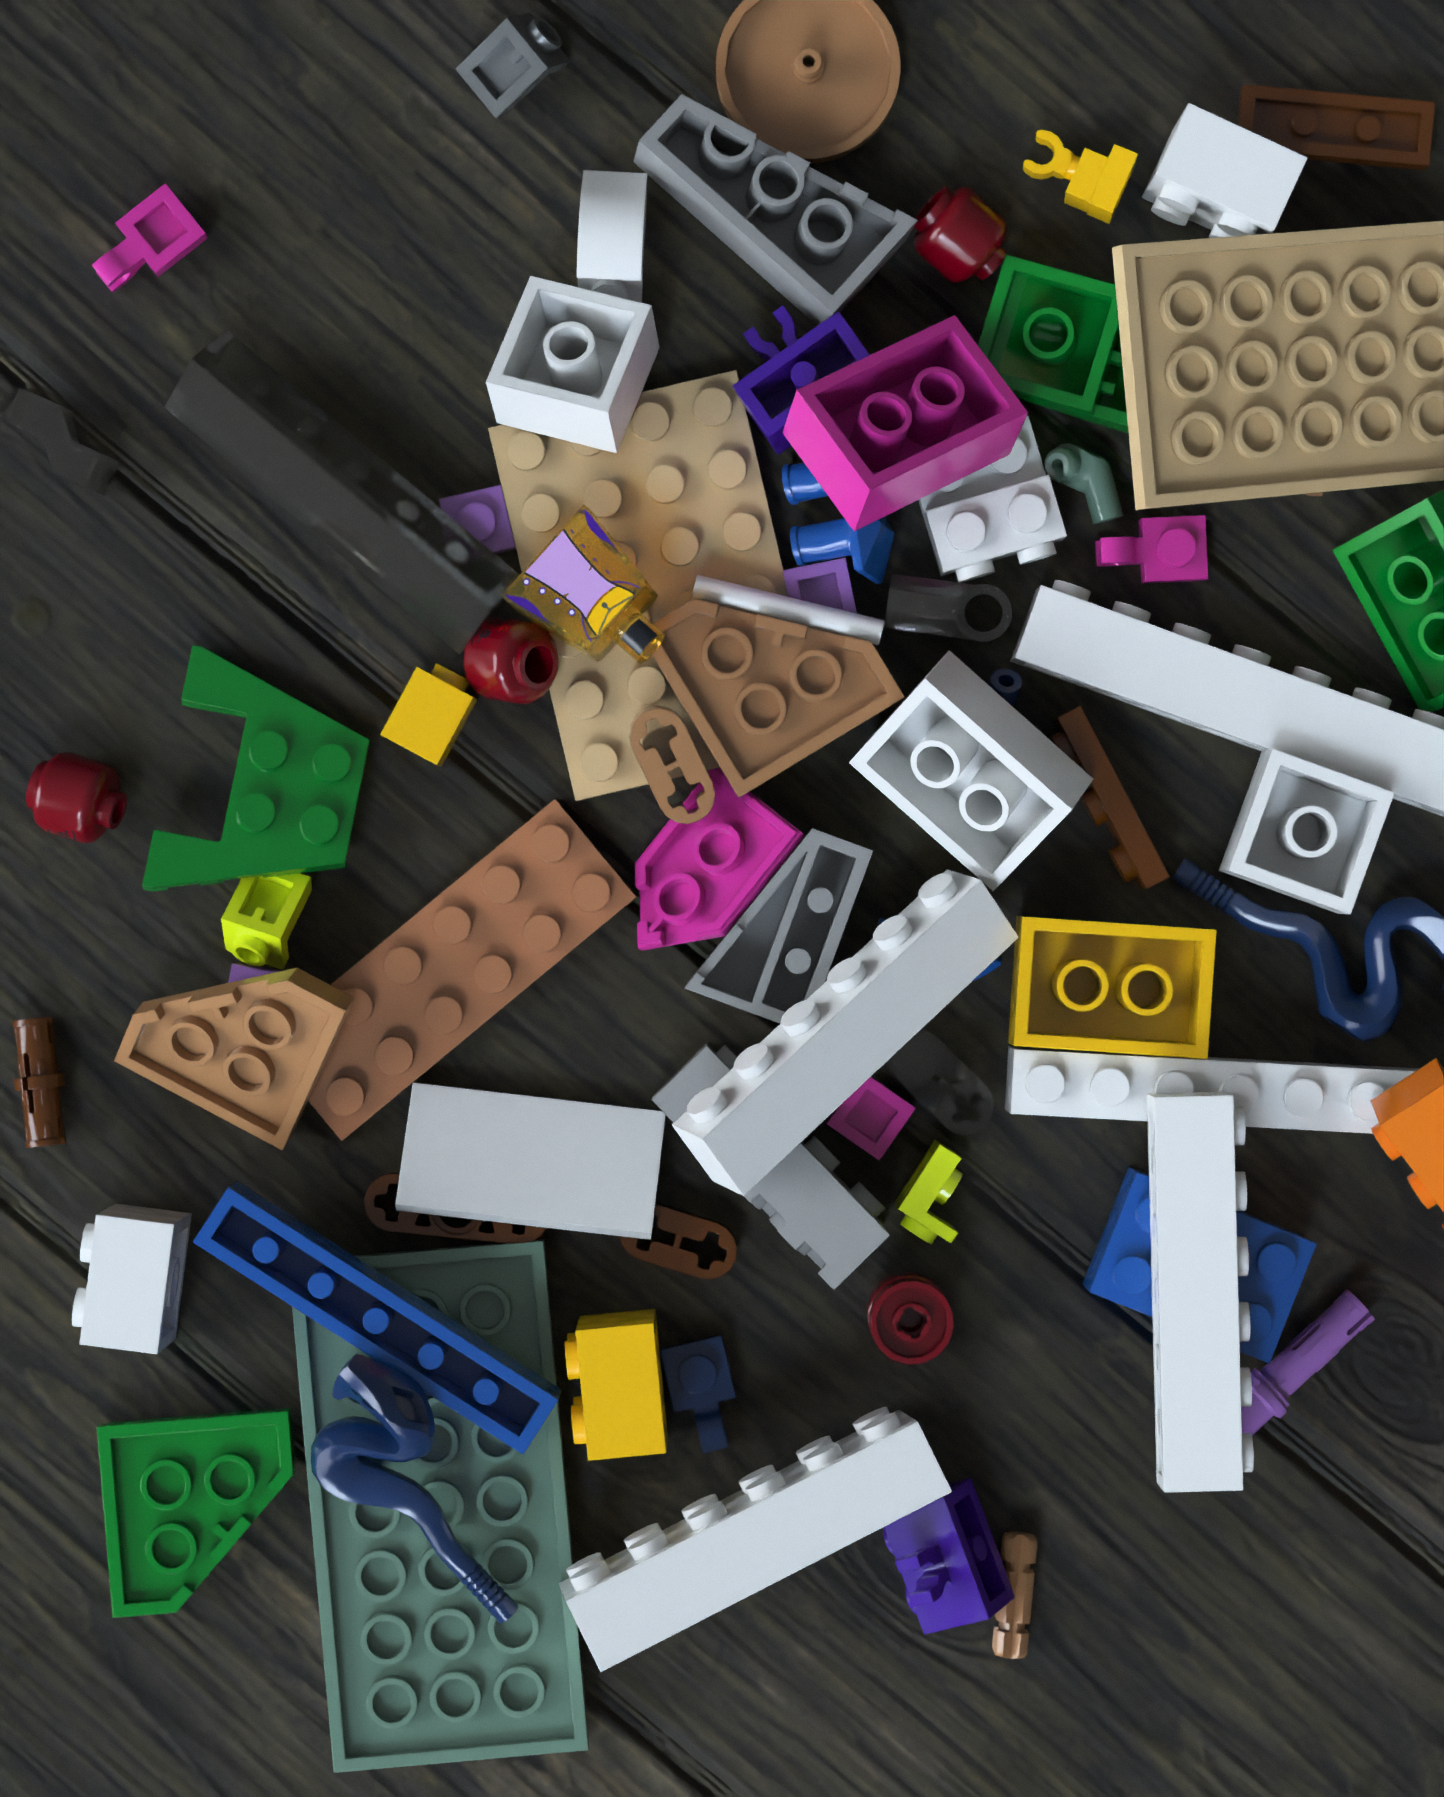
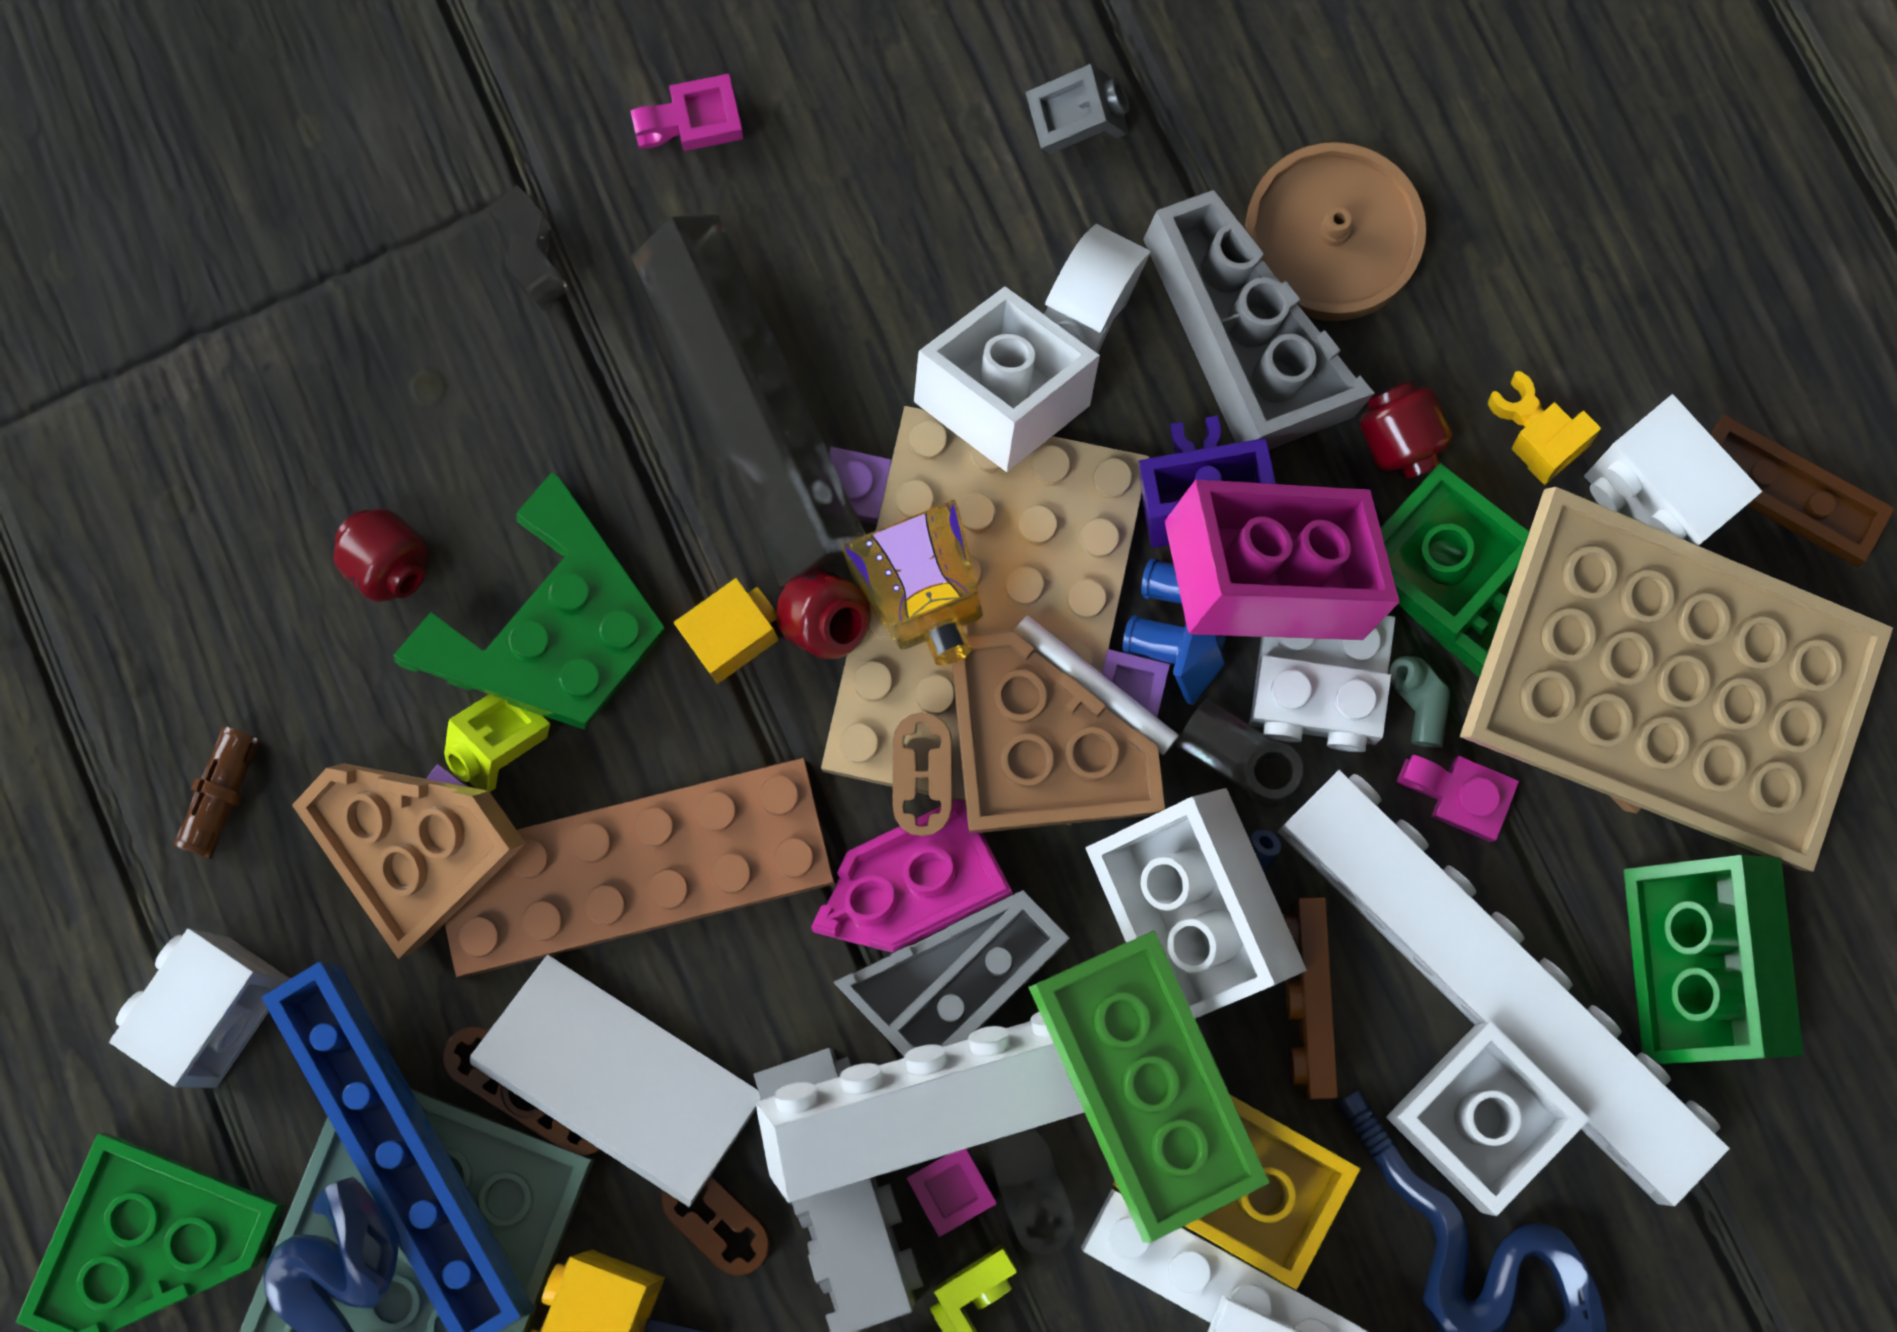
camera: 30 degrees right, 10 degrees down
(1002, 947) = (1149, 1086): none -> bright green plate

